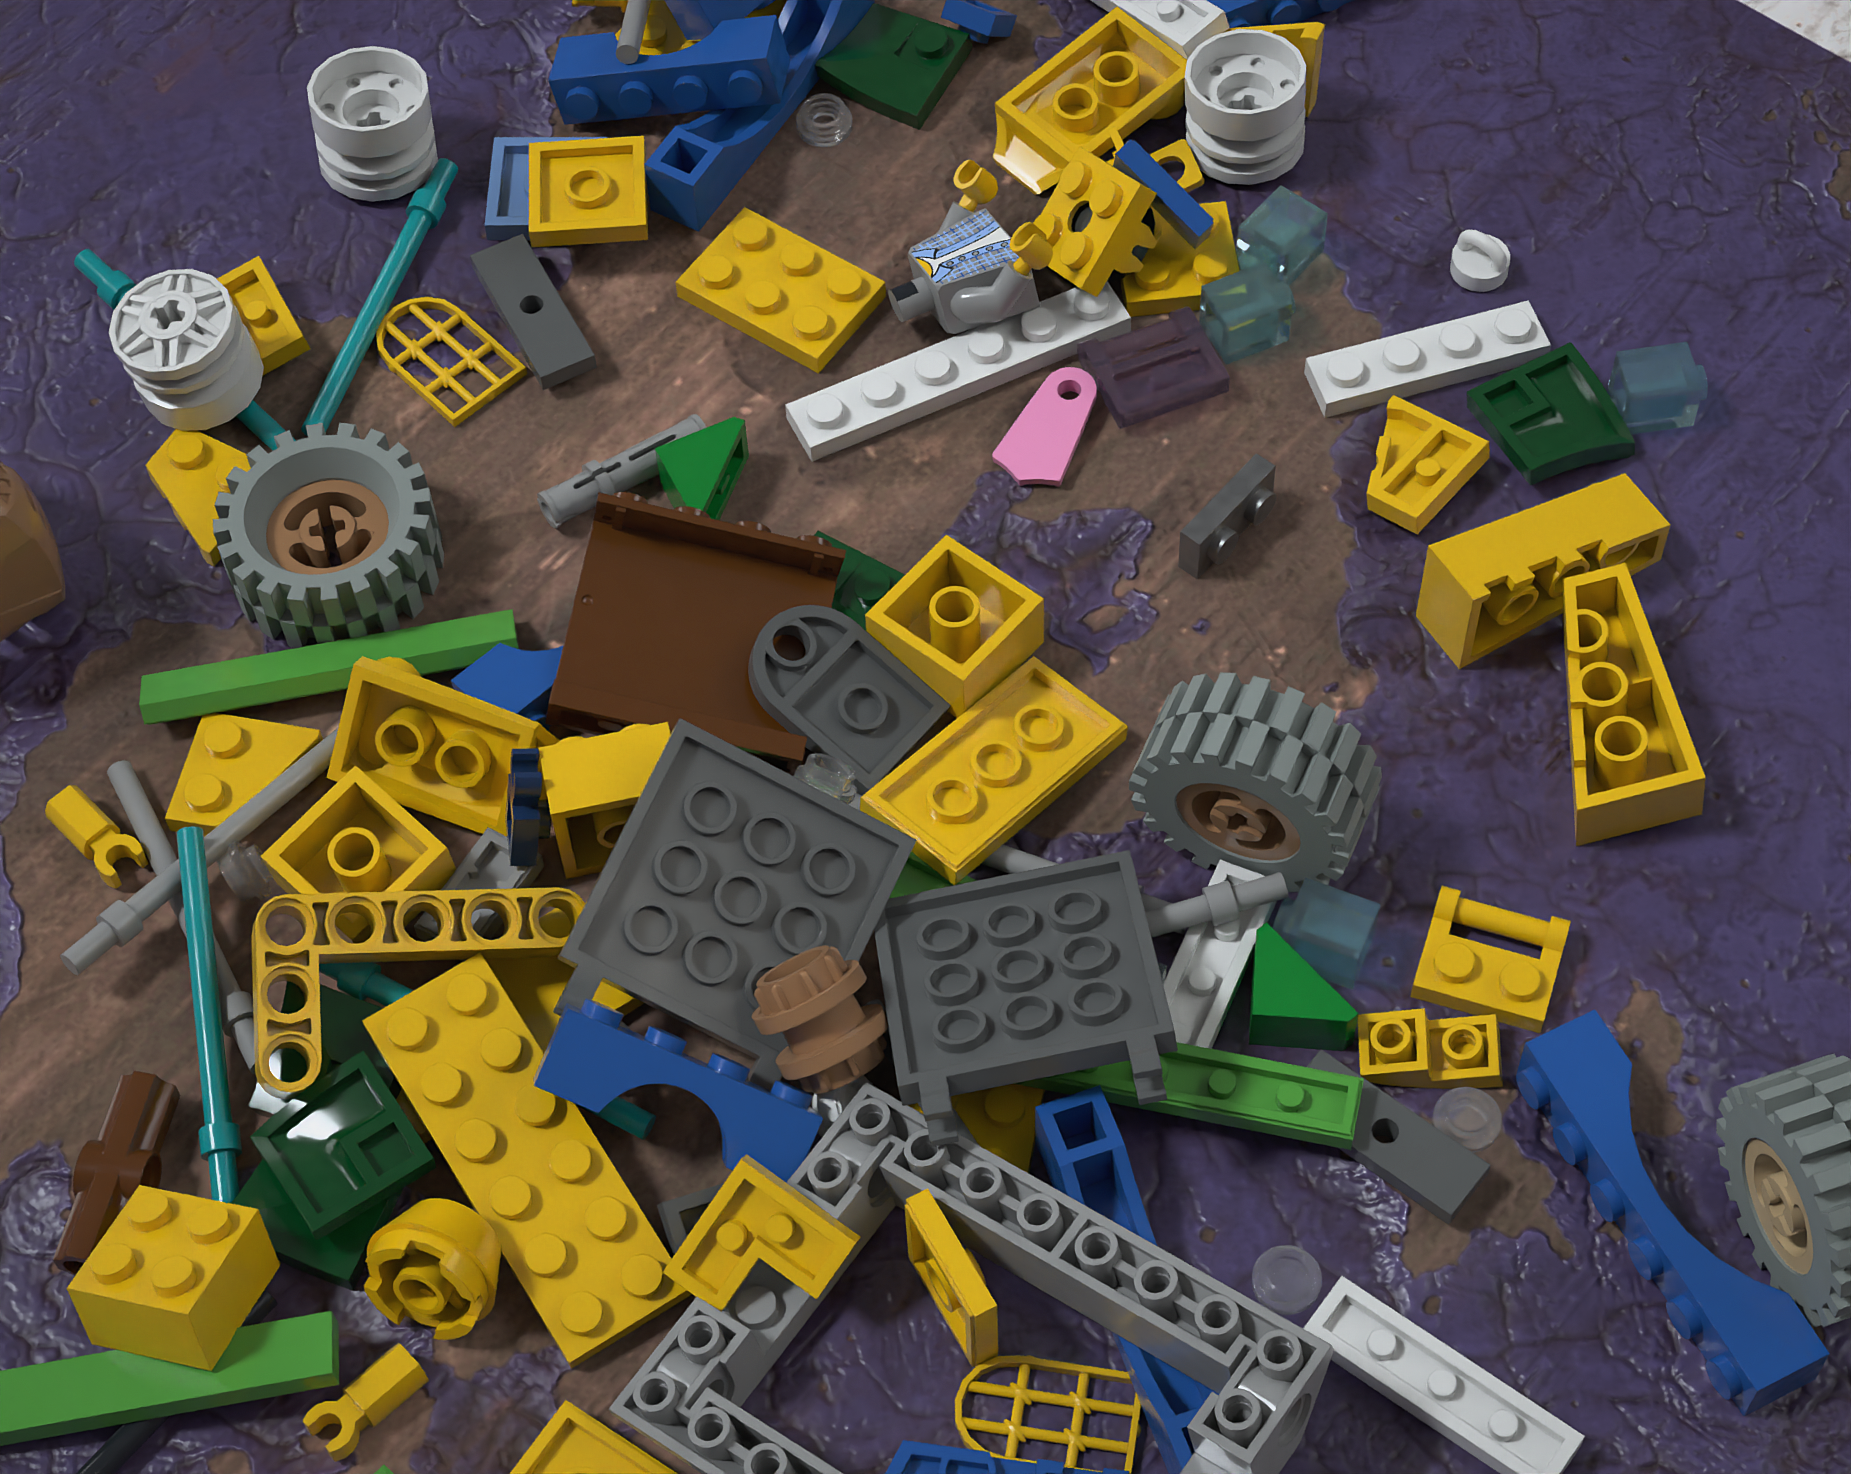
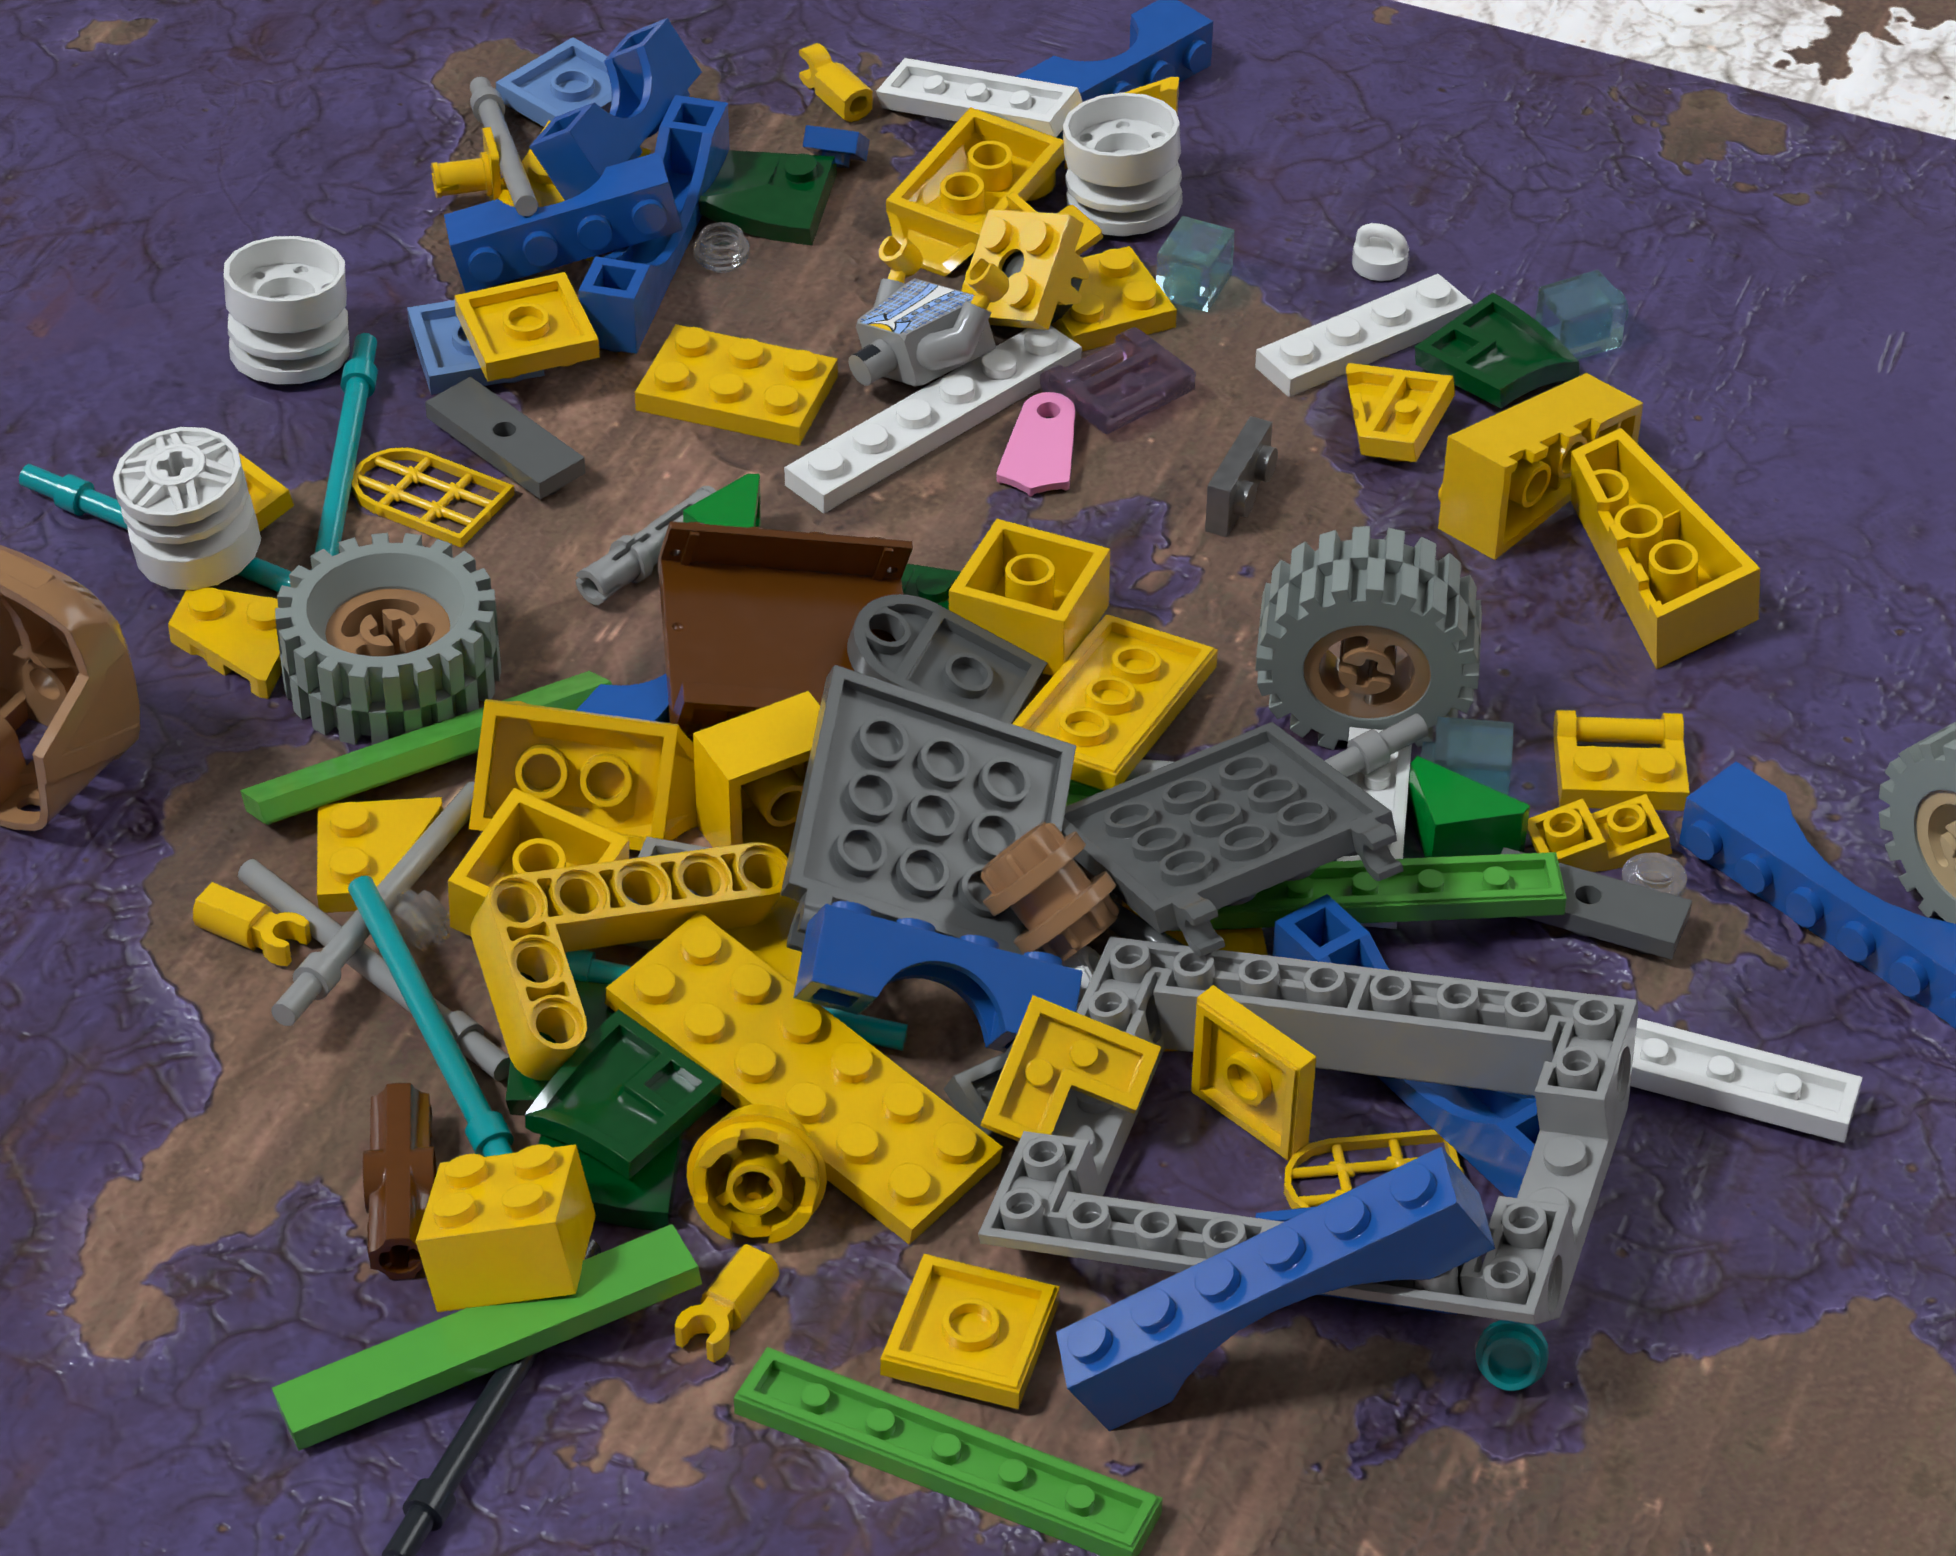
camera: 20 degrees left, 15 degrees down
(526, 815) = (687, 805): dark blue plate -> none
(1171, 199) = (1100, 240): blue tile -> none
(1246, 312) = (1189, 320): clear light blue brick -> none

